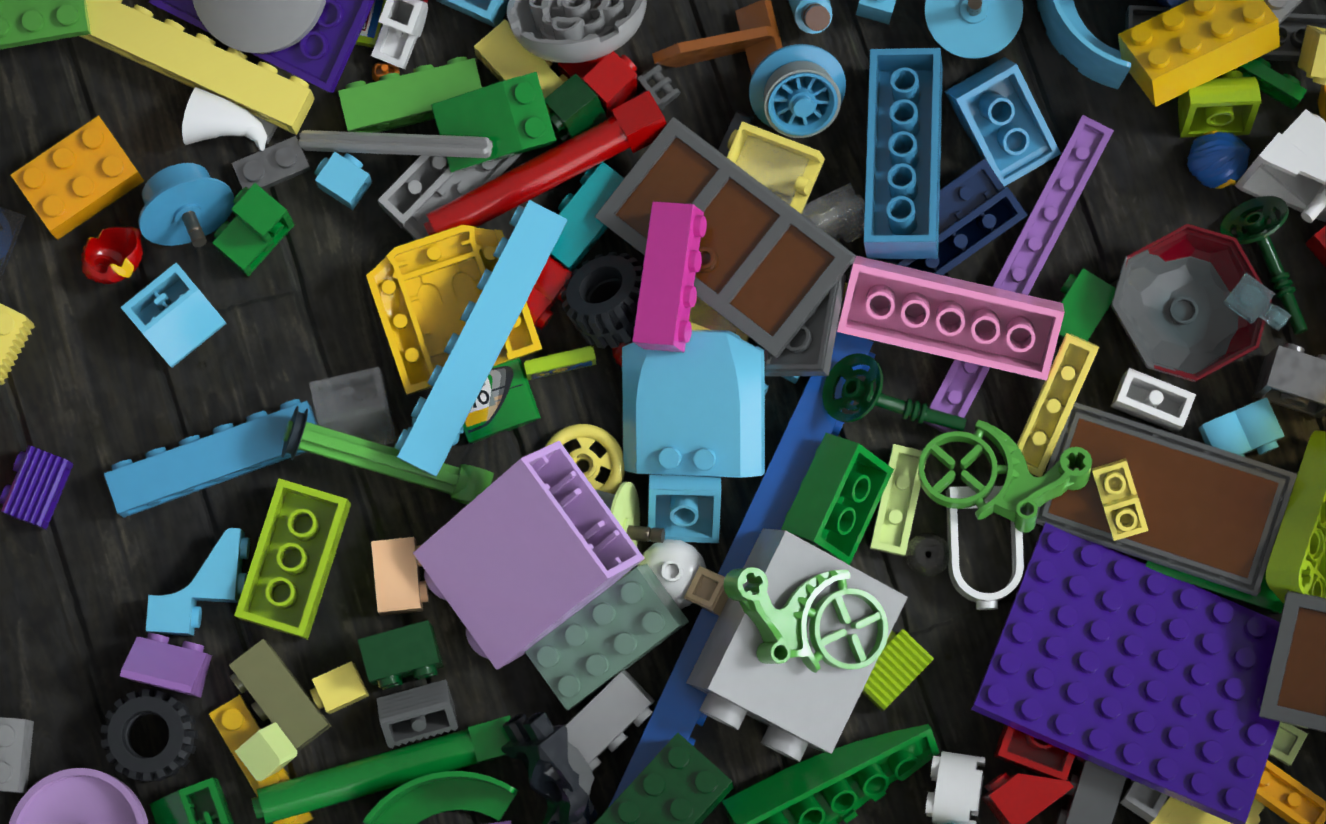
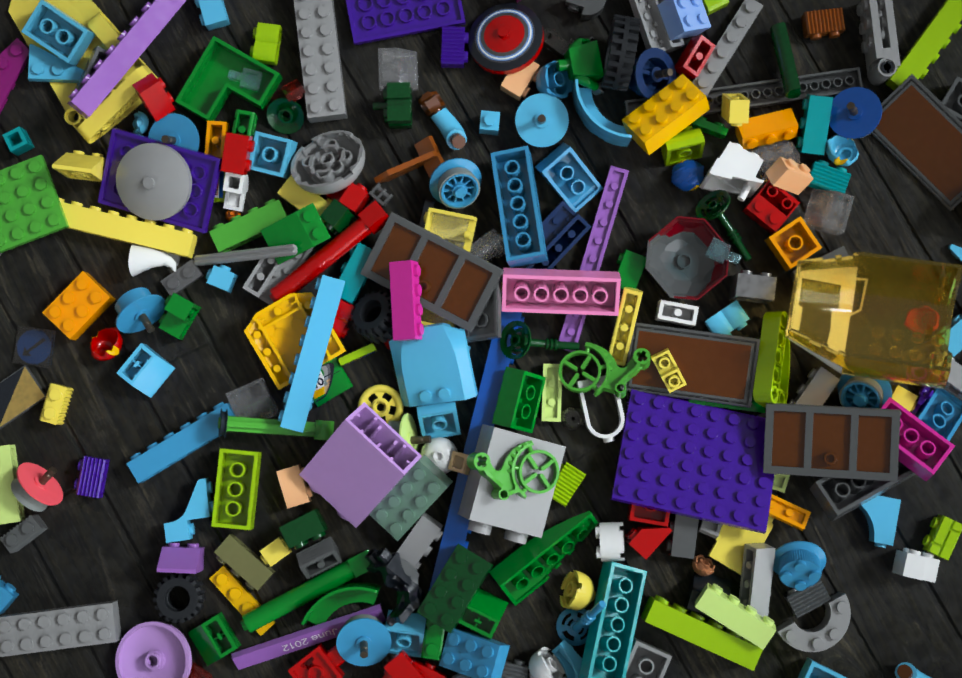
camera: 10 degrees left, 5 degrees up
(266, 752) = (243, 595): yellowish green piece -> none

